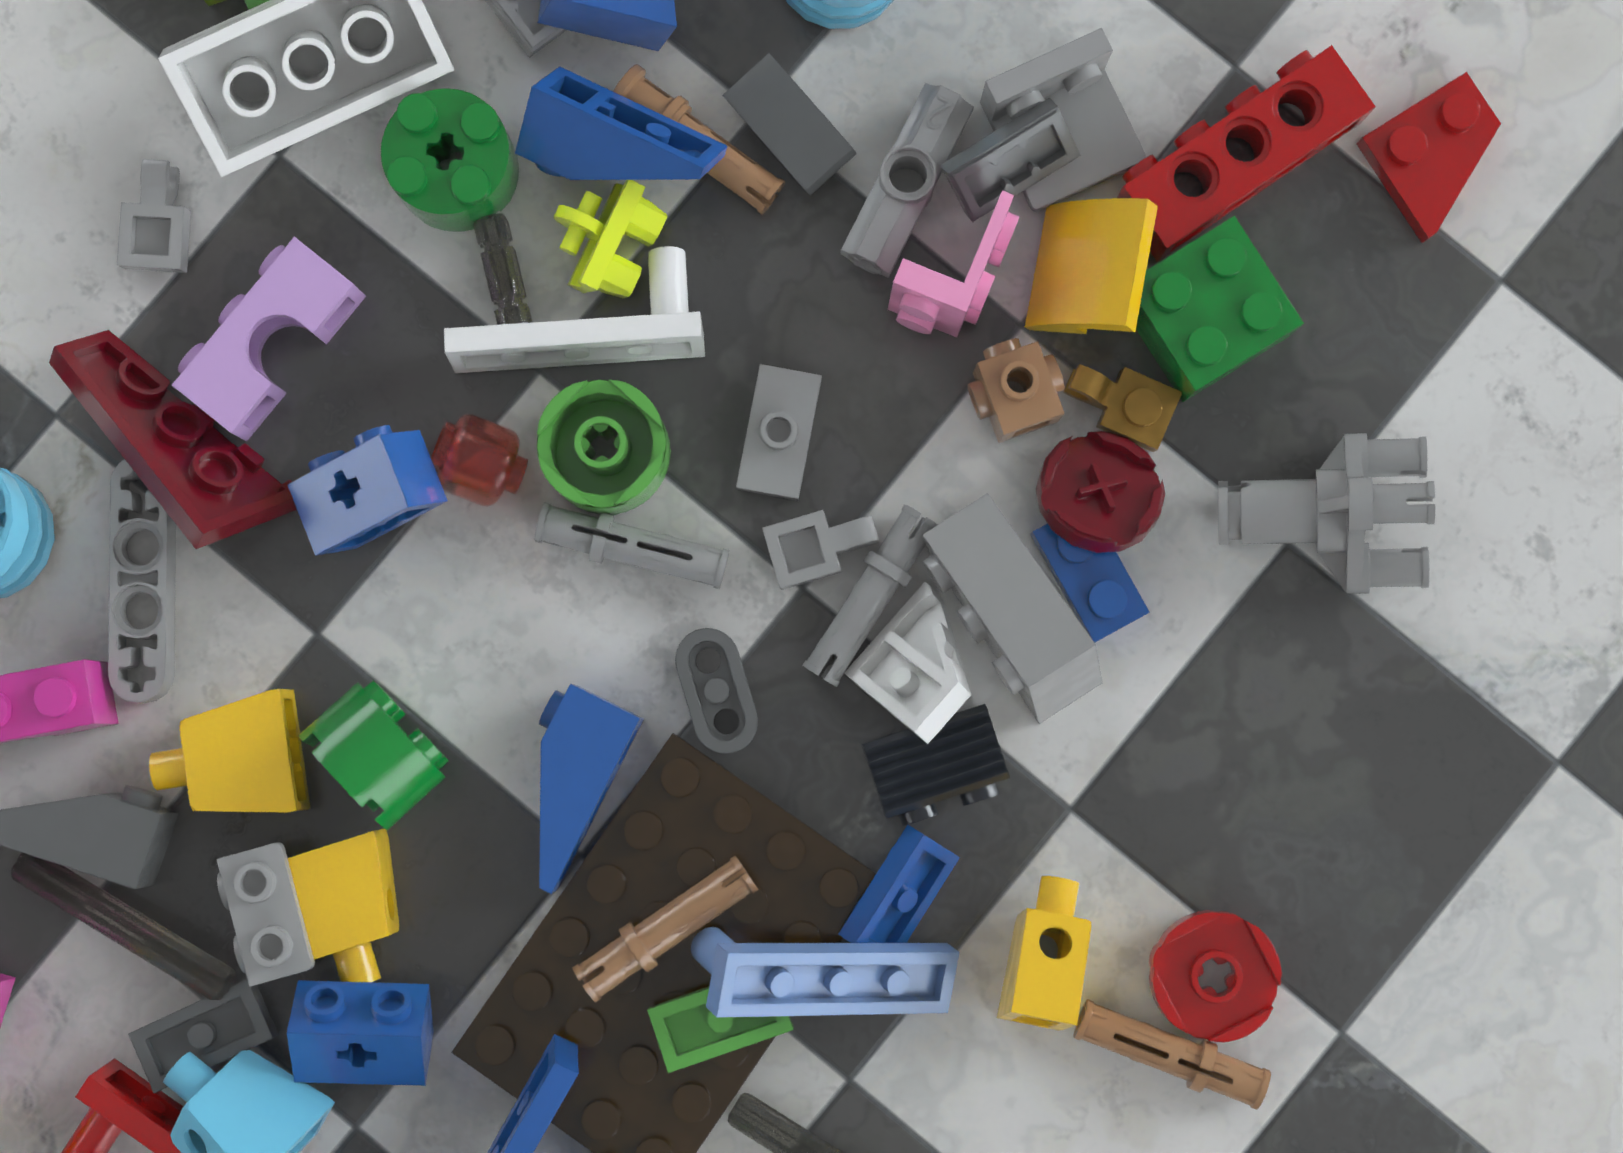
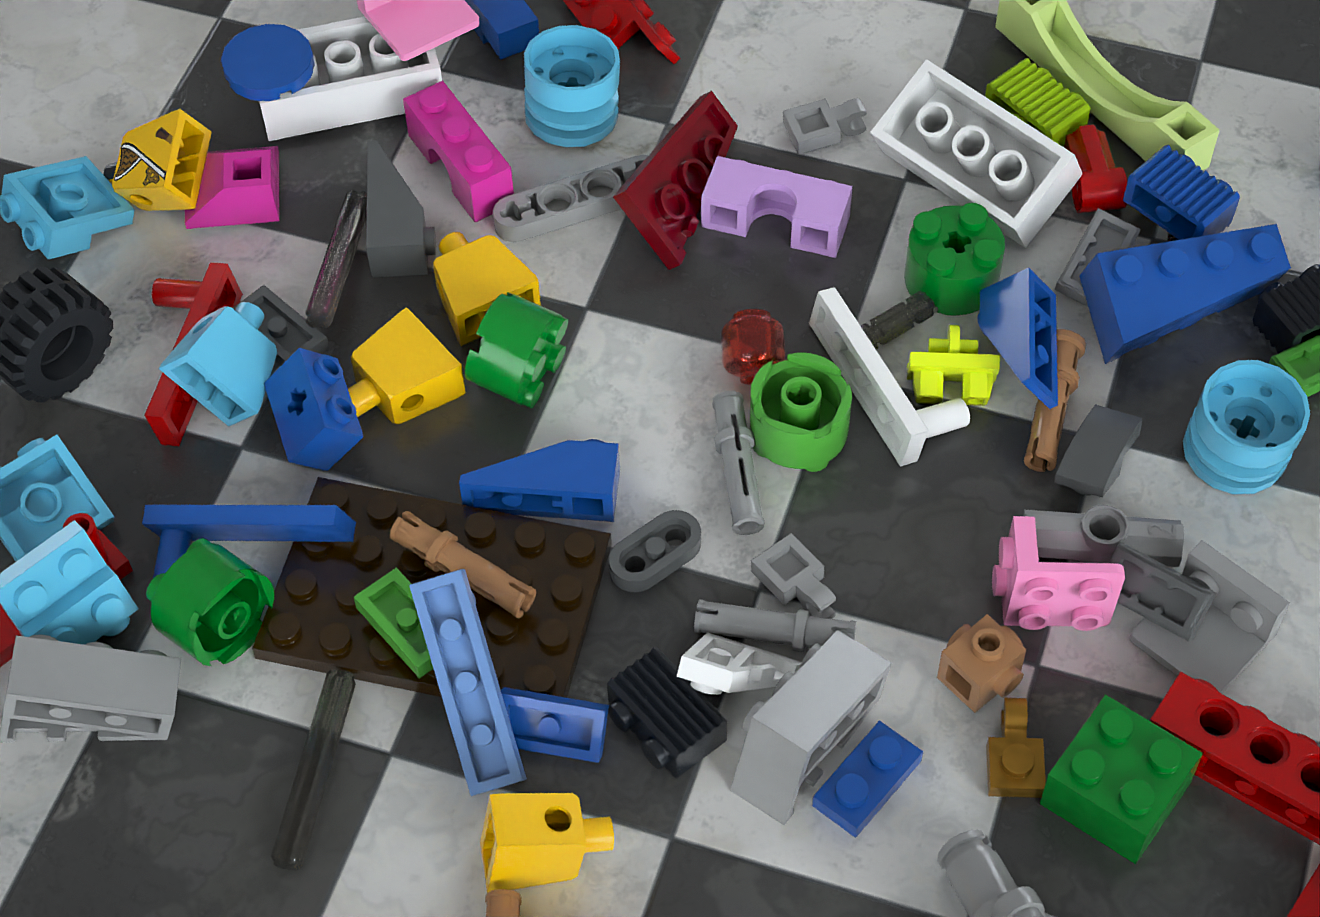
camera: 70 degrees right, 30 degrees down
(264, 913) = (375, 323): light grey bracket -> none
(366, 490) = (699, 284): brick -> none
(779, 432) = (868, 528): light grey plate -> none
(1091, 265) = (1108, 677): yellow slope -> none
(1100, 492) = (934, 754): dark red tile -> none

